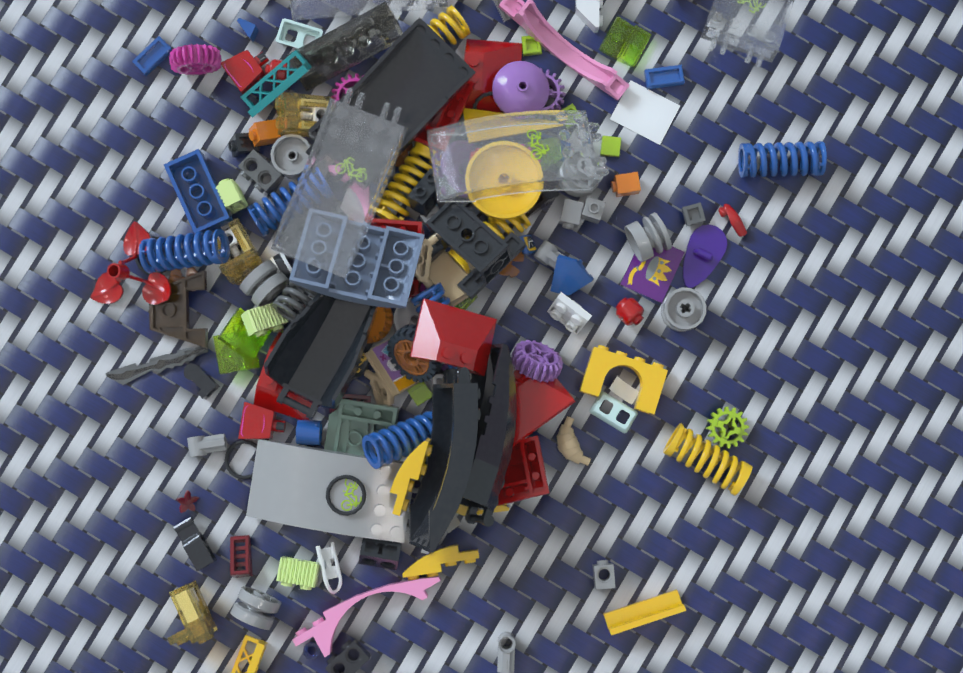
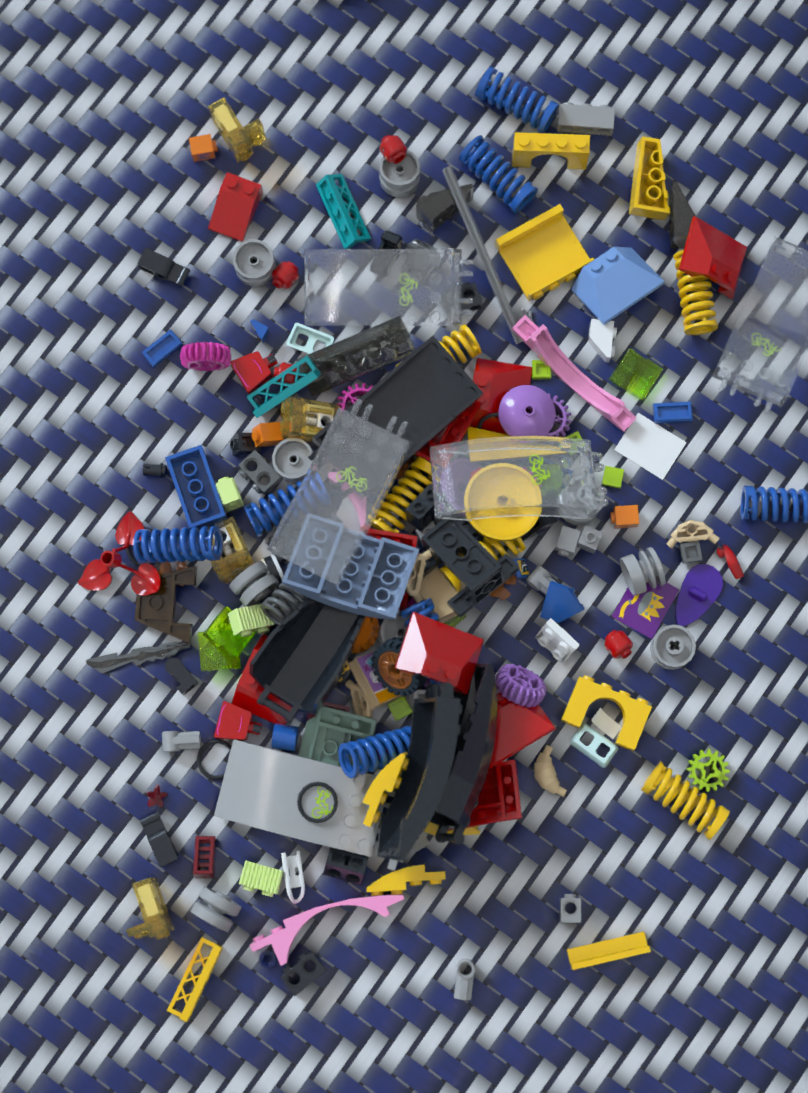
camera: 10 degrees right, 5 degrees down
(156, 178) = (155, 470): none -> black pin
(692, 194) = (690, 532): none -> tan piece

